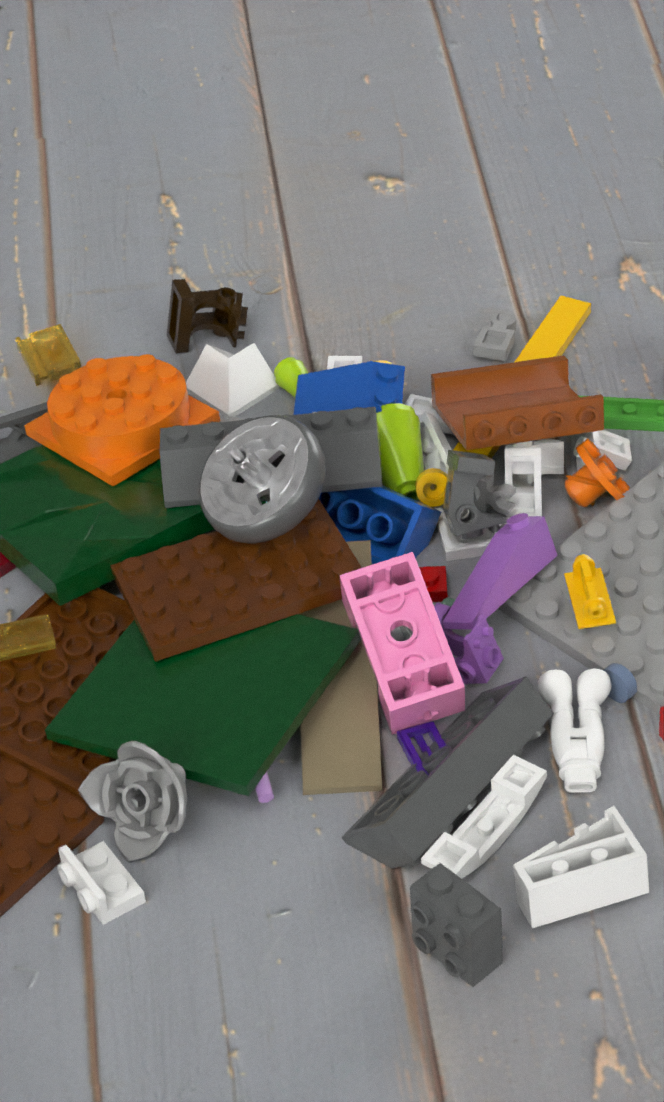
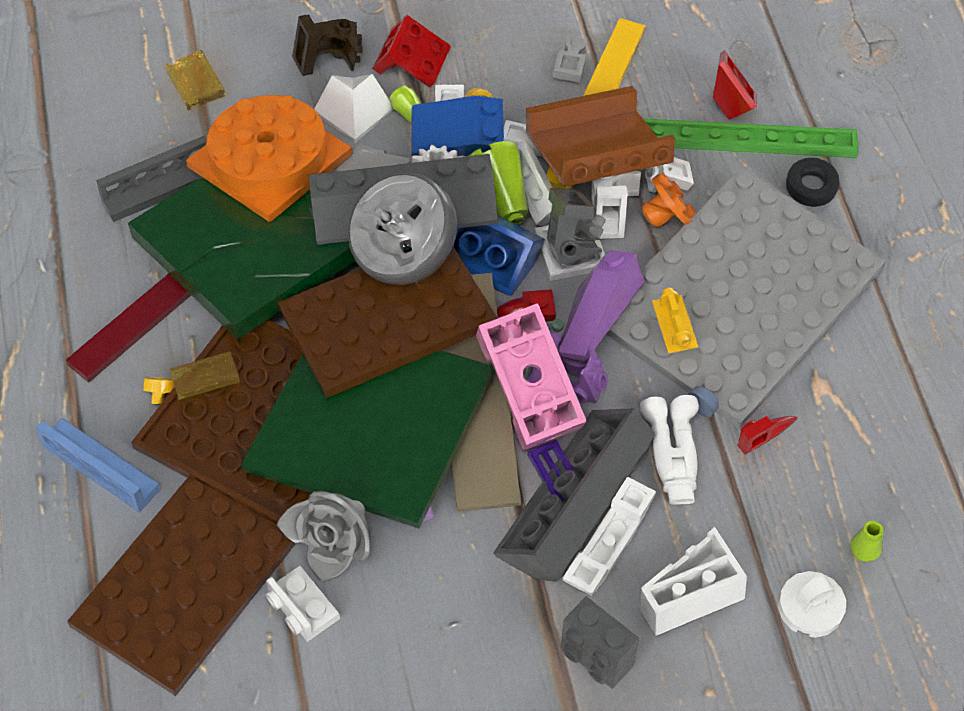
camera: 10 degrees left, 15 degrees up
(309, 325) = (413, 50): none -> red bracket
(431, 487) = (536, 216): yellow tile -> none

